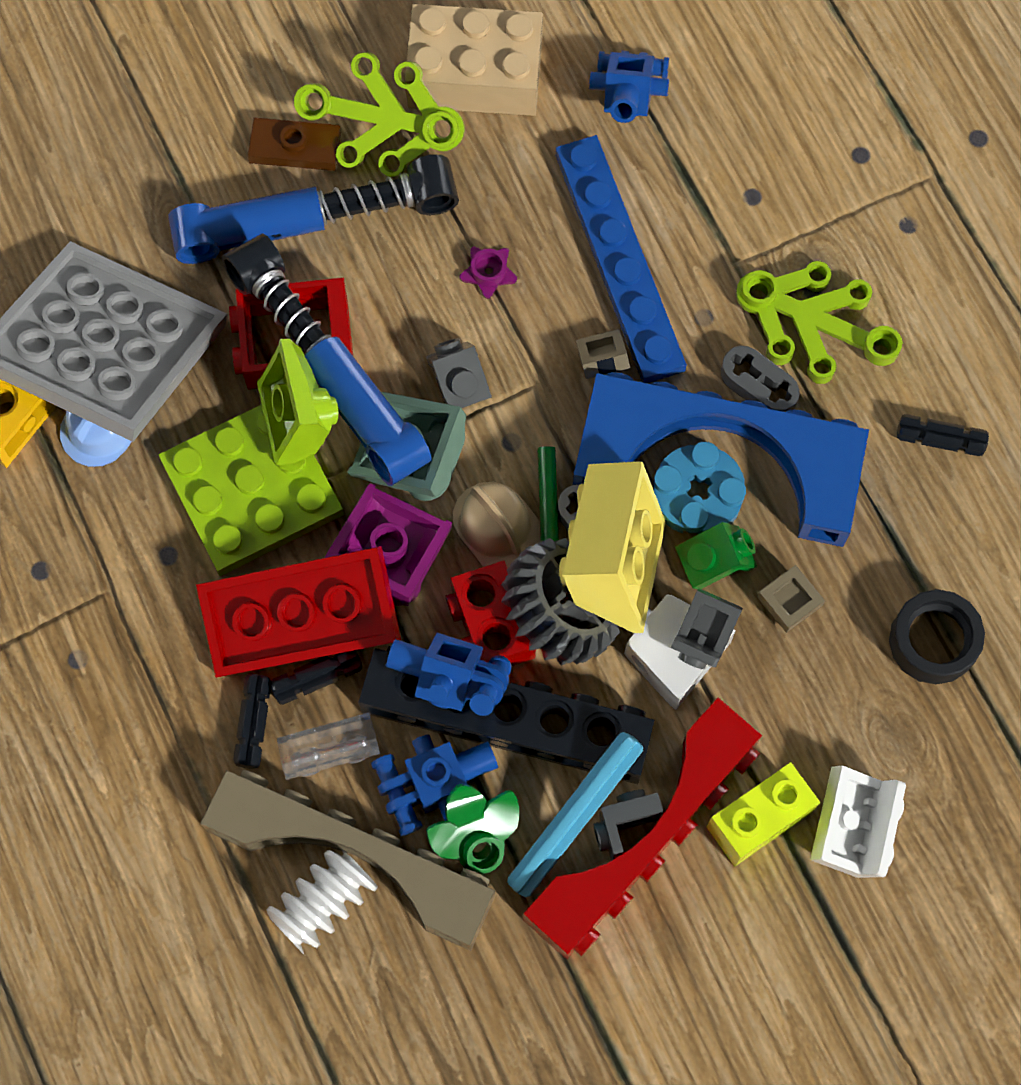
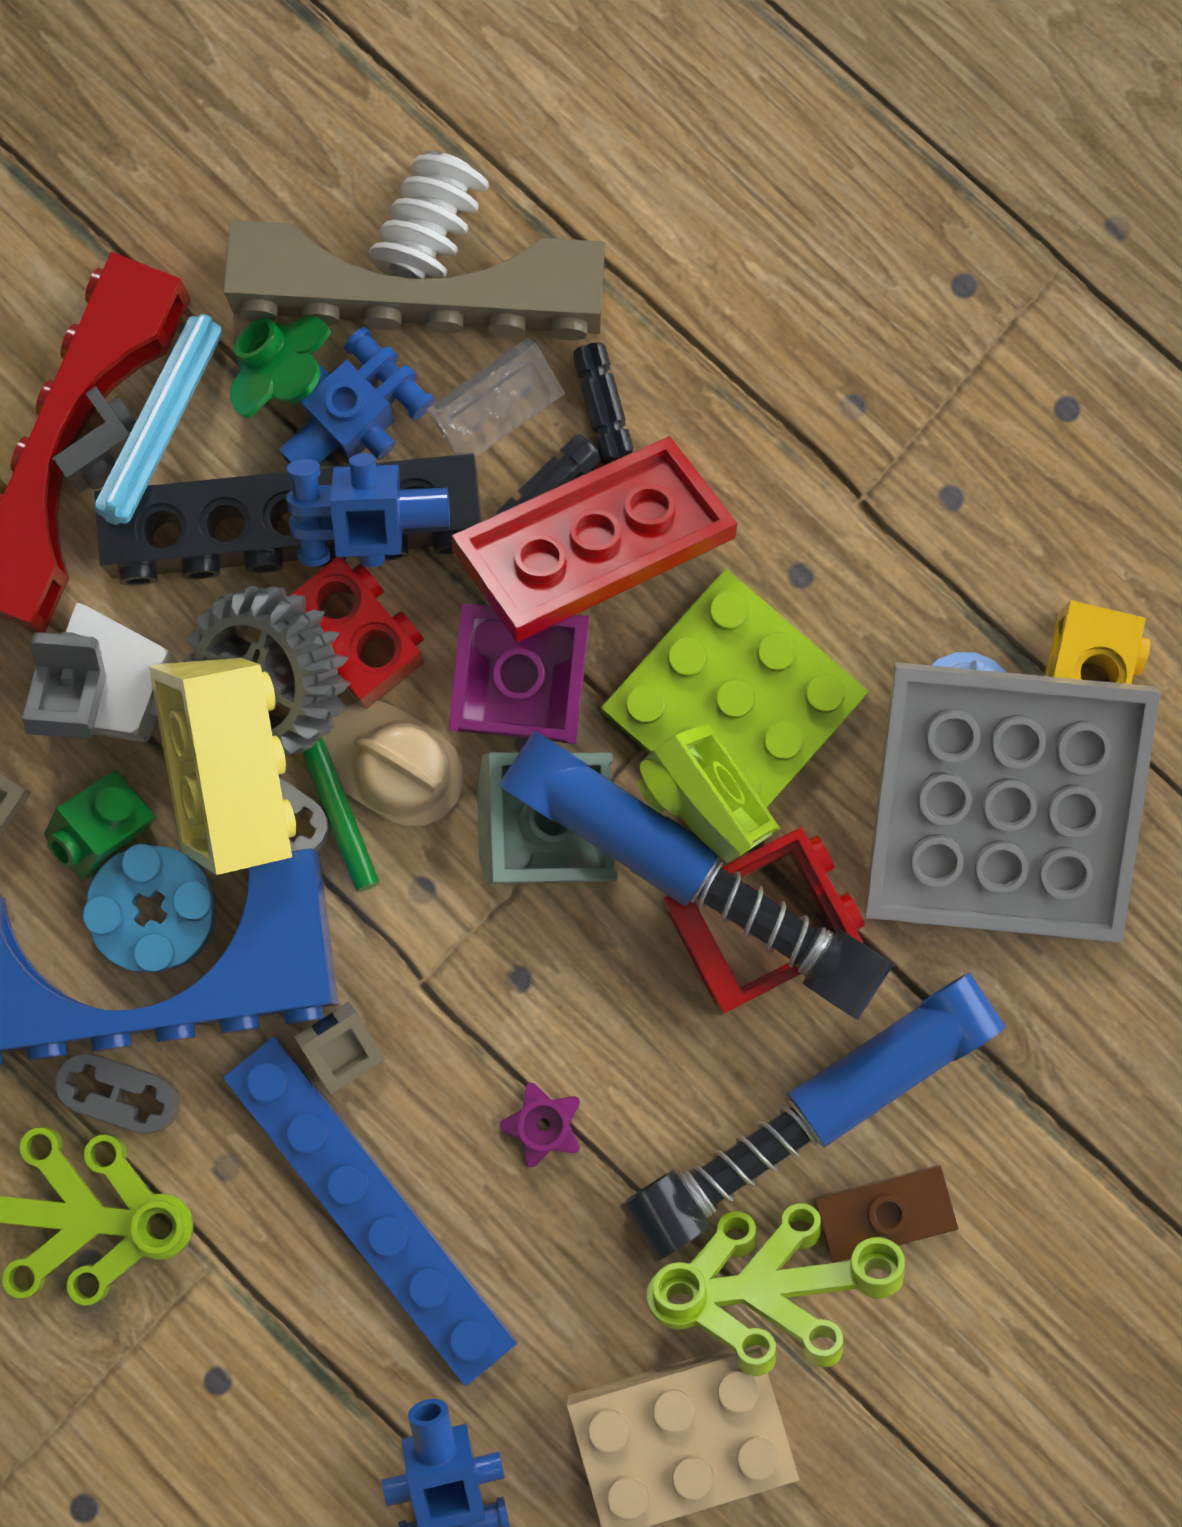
camera: 160 degrees right, 10 degrees up
(459, 373) = (524, 950): dark grey bracket -> none

